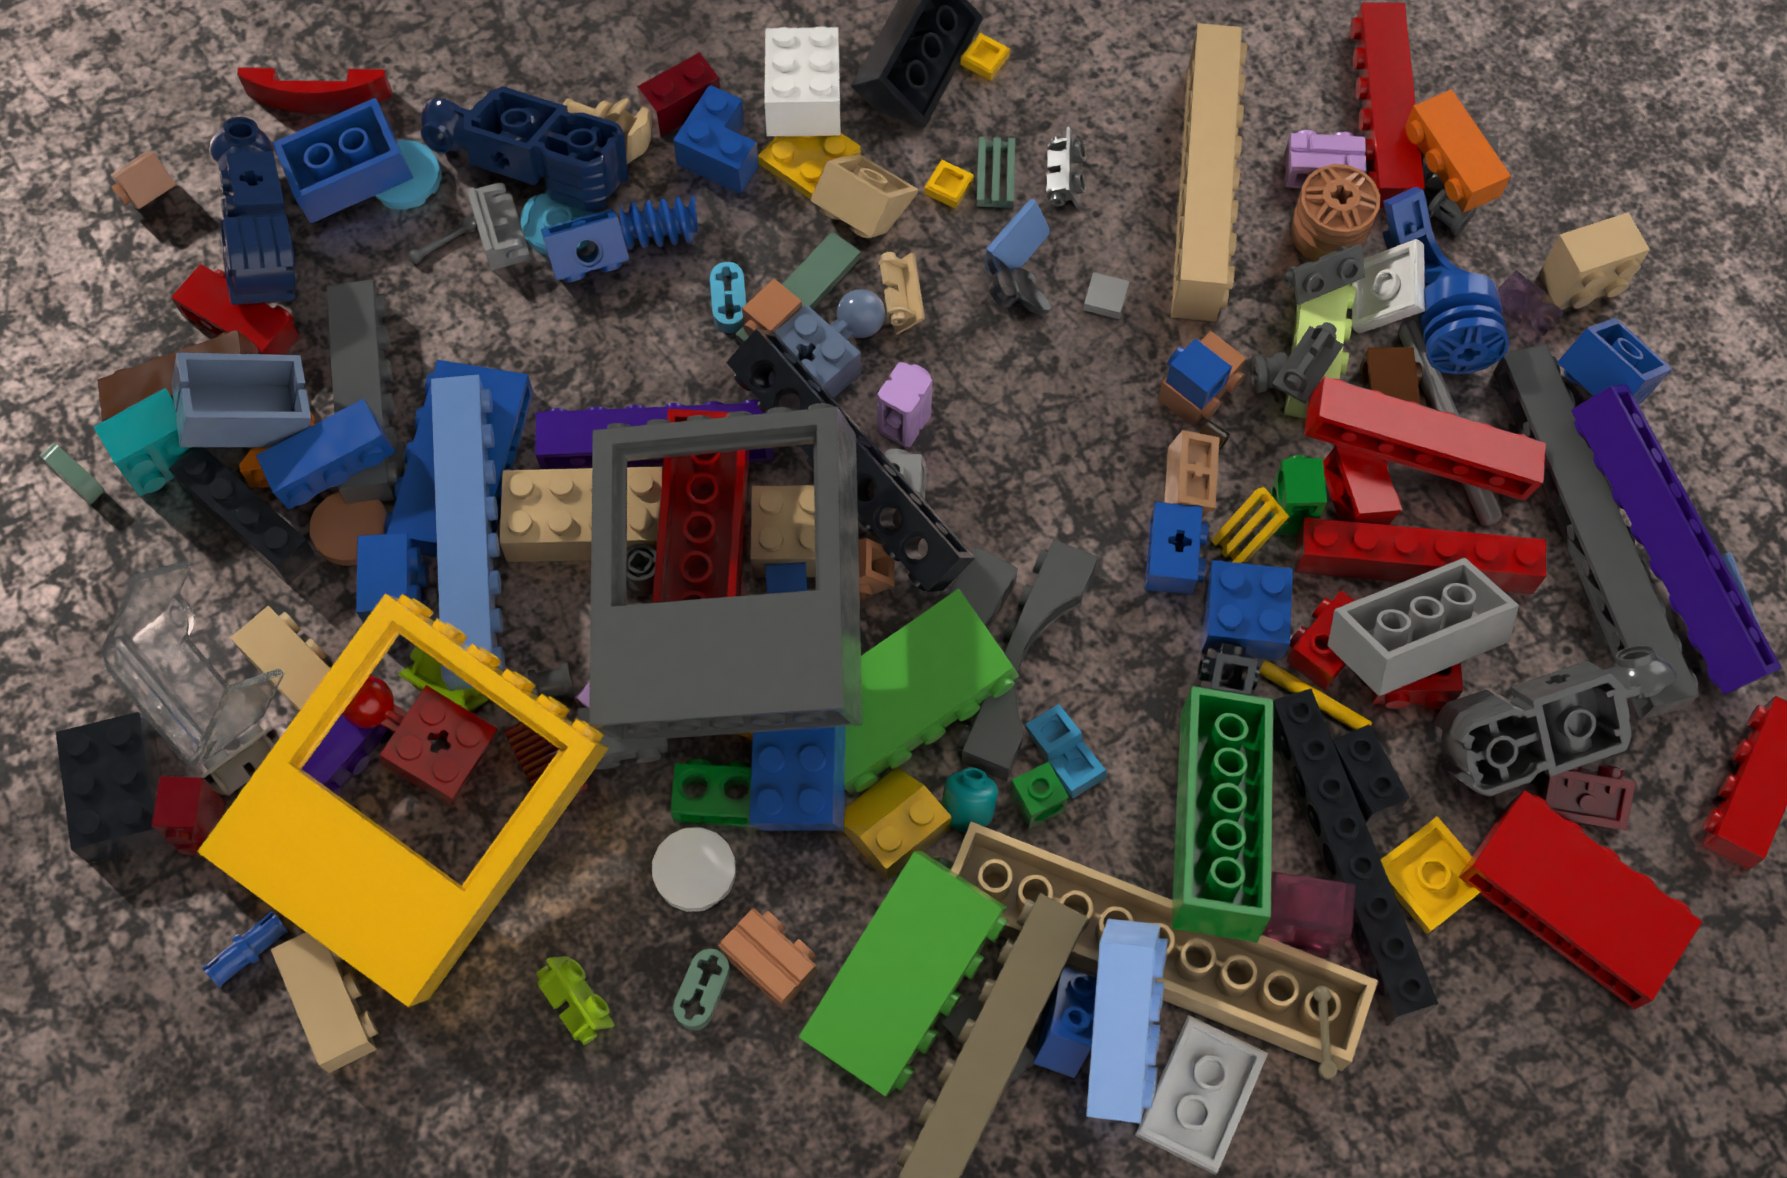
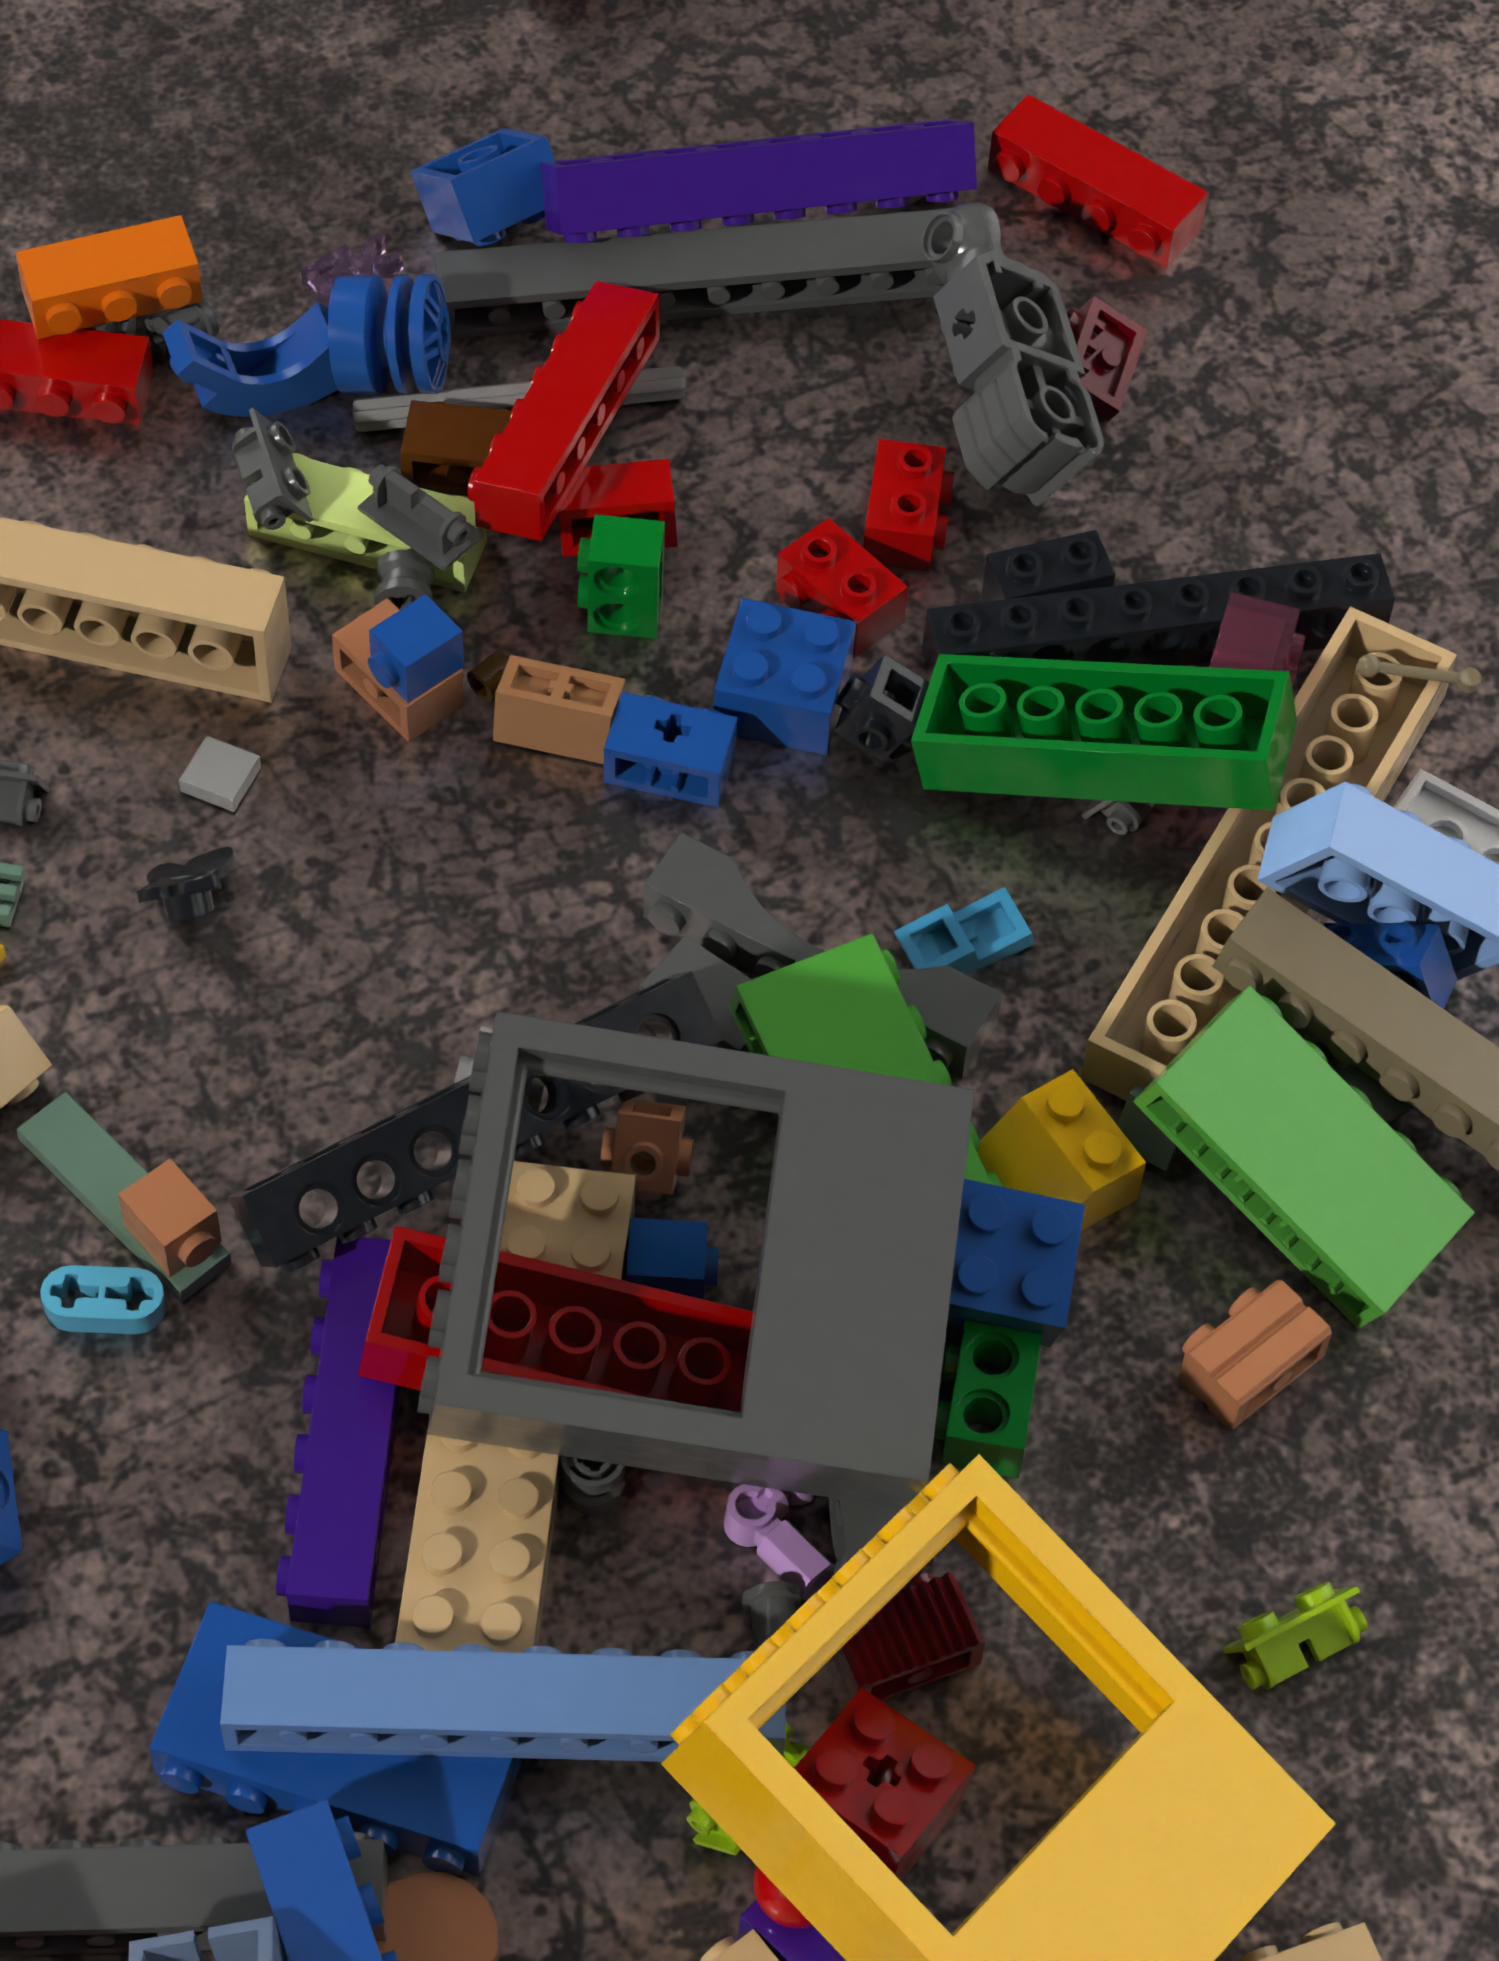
camera: 85 degrees left, 10 degrees down
(389, 567) = (579, 1847): blue brick -> none
(692, 985) = (1290, 1456): sand green beam -> none
(693, 869) = (1101, 1450): white tile -> none
(826, 347) = (195, 1101): sand blue brick -> none
(903, 291) = (157, 1039): tan hinge -> none
(904, 403) = (378, 1046): lavender brick -> none
(969, 798) = (1035, 1051): teal head -> none
(1019, 237) = (96, 876): medium blue slope -> none
(1038, 795) = (1037, 971): green brick -> none
(1230, 547) = (678, 686): yellow tile -> none
(1309, 151) = (56, 455): lavender brick -> none
(1325, 703) = (912, 634): yellow bar -> none
(1334, 210) = (164, 453): nougat wheel -> none
(1390, 288) = (311, 398): white tile -> none
(1407, 552) = (729, 468): red brick -> none
(1422, 626) = (864, 456): light grey brick -> none
(1426, 875) = (1187, 536): yellow plate -> none
(1581, 899) = (1240, 391): red brick -> none
(1593, 261) = (320, 173): tan brick -> none

